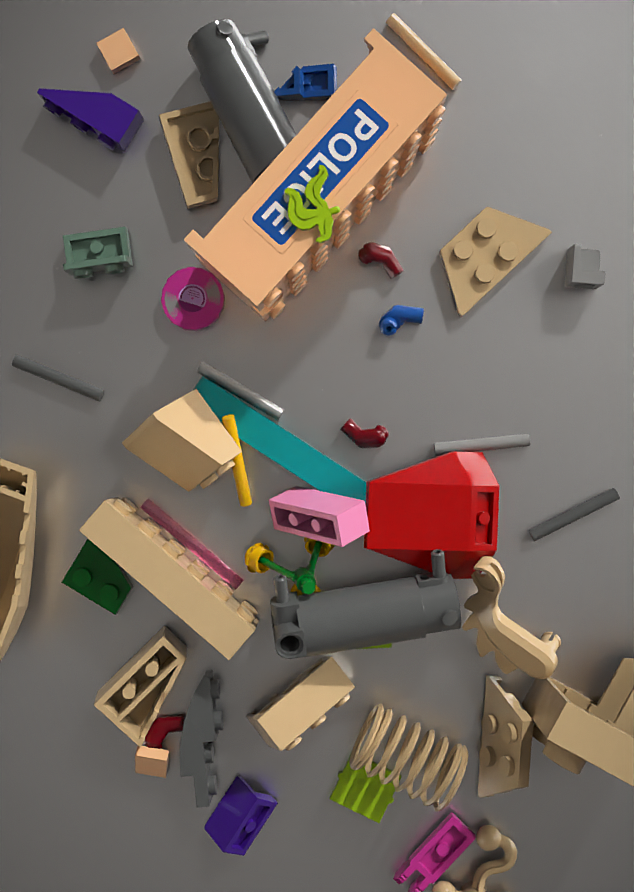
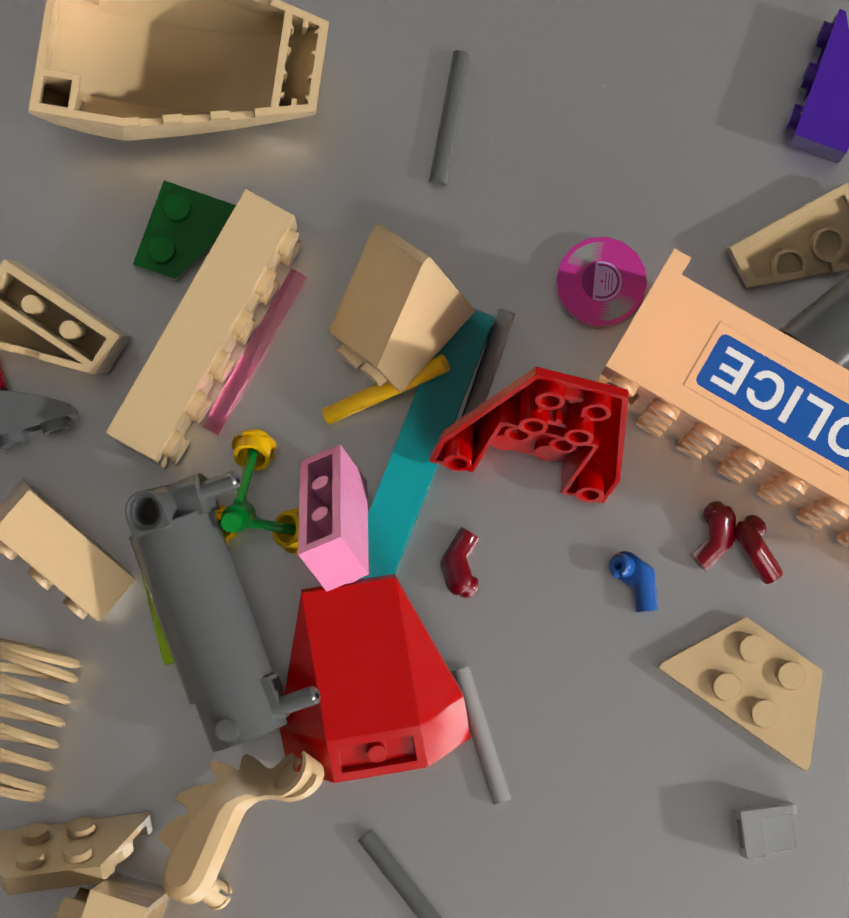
camera: 75 degrees right, 5 degrees down
(97, 252) = (637, 135): sand green bracket -> none
(283, 351) = (548, 418): none -> red wedge
(308, 218) = (739, 411): lime piece -> none
(386, 236) = (749, 536): none -> dark red arm

